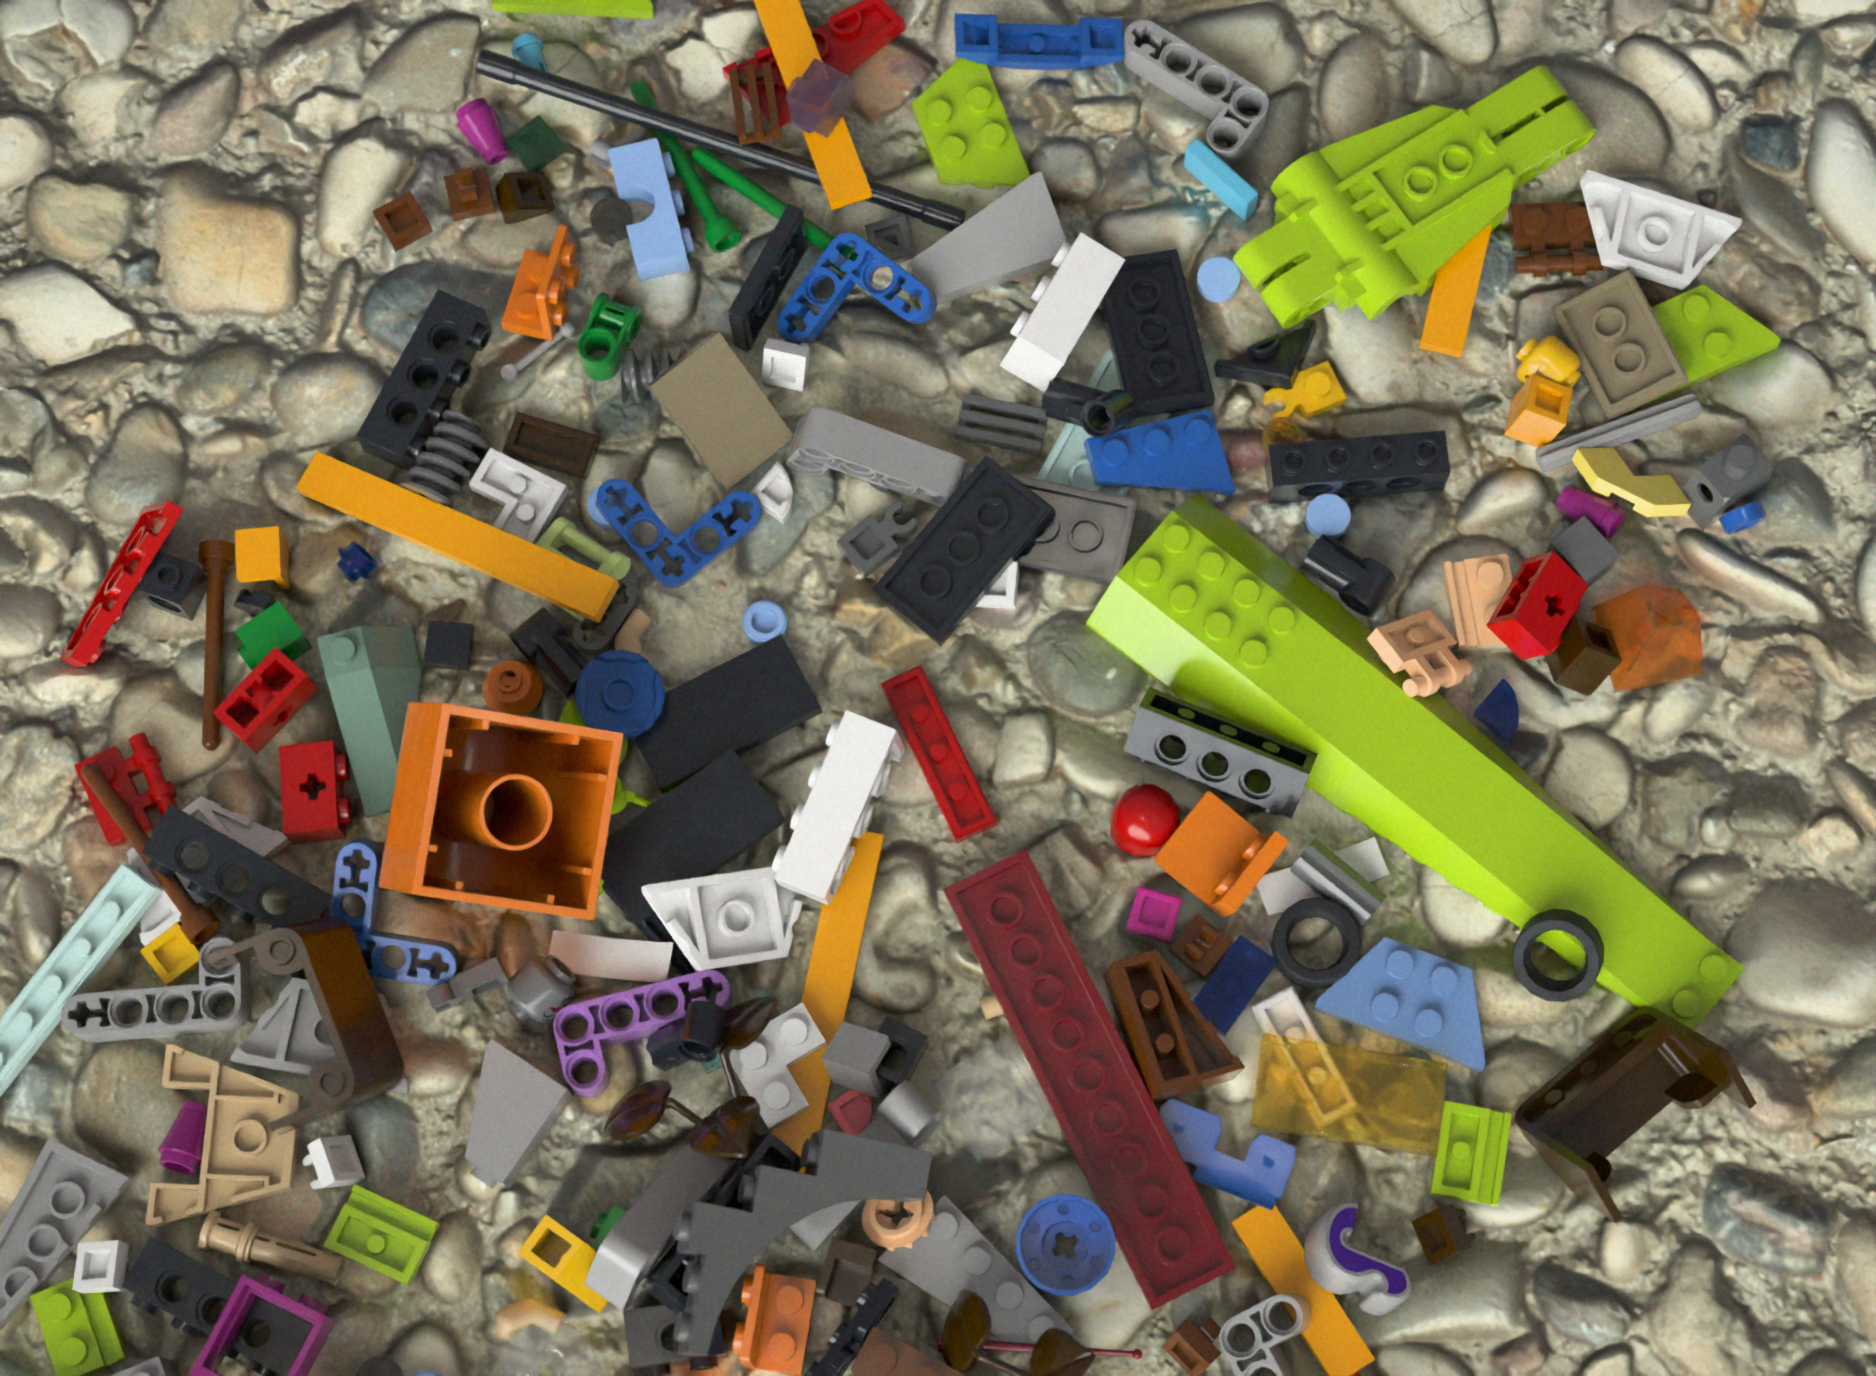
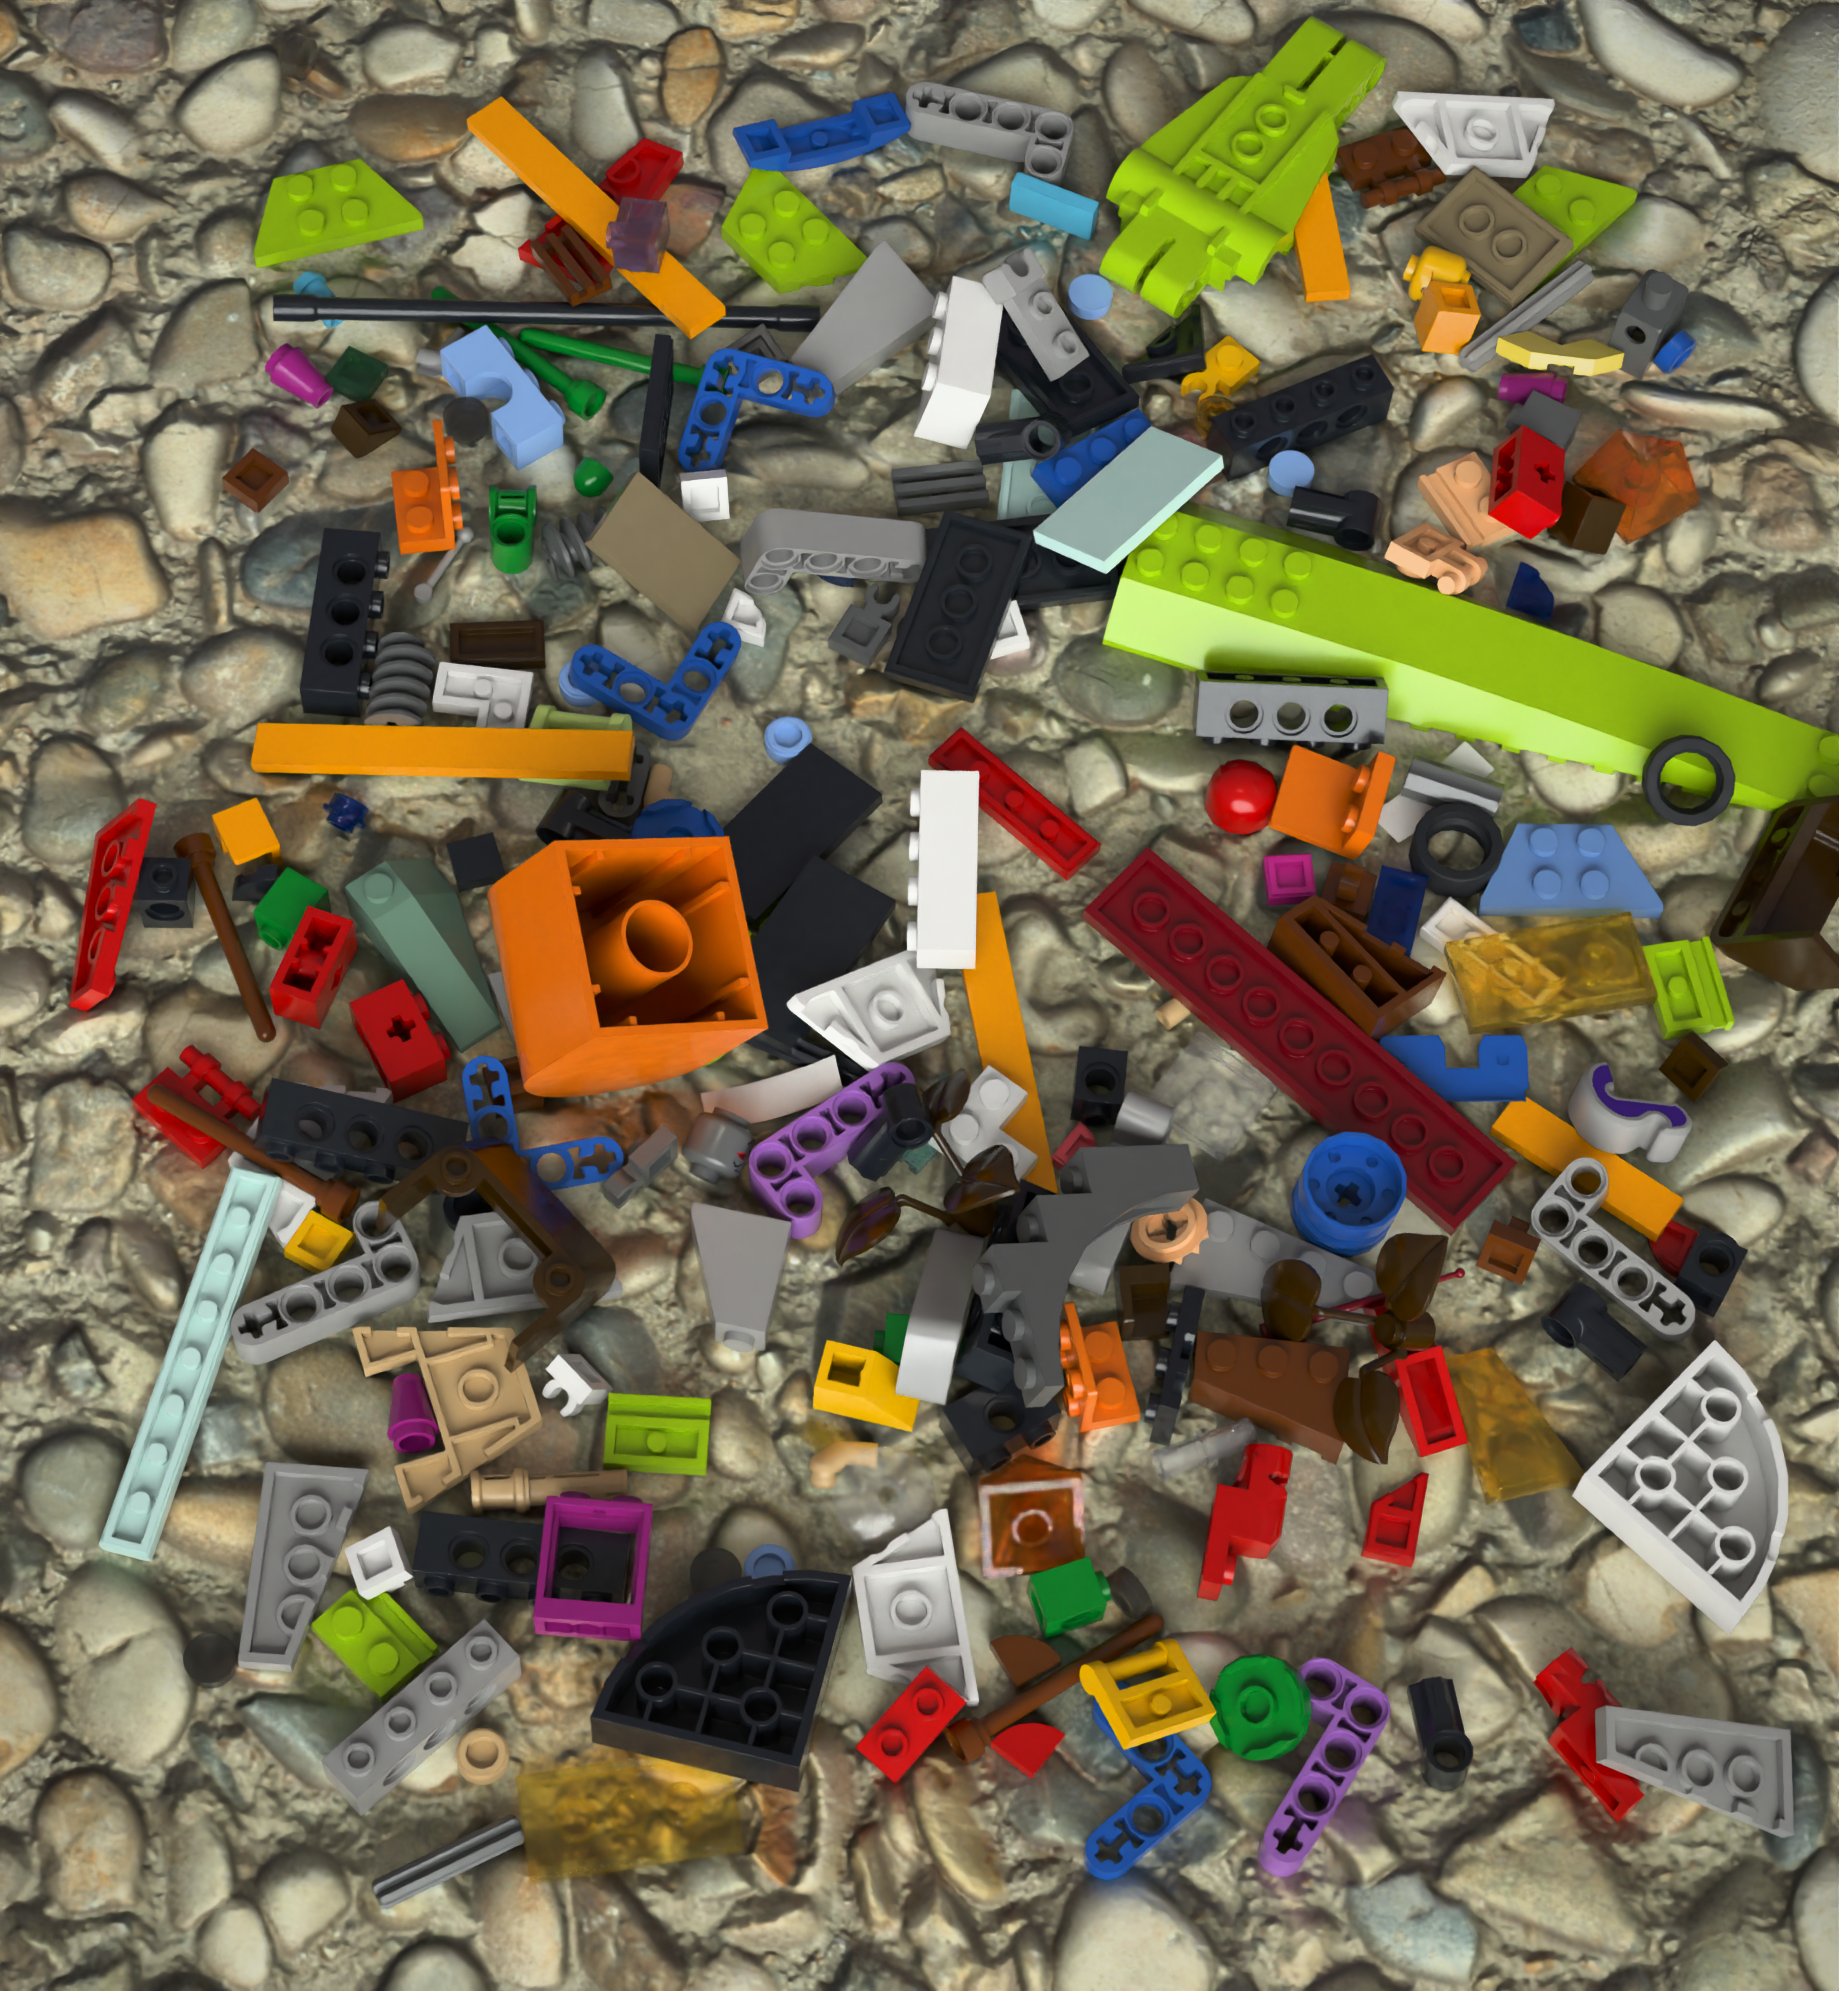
camera: 30 degrees left, 10 degrees down
(469, 193) = (308, 439): reddish brown tile -> none
(694, 313) = (591, 478): none -> green hinge
(855, 1057) = (1067, 1097): light grey panel -> none
(1144, 293) = (1036, 313): none -> light grey plate
(1153, 503) = (1128, 499): none -> light aqua tile

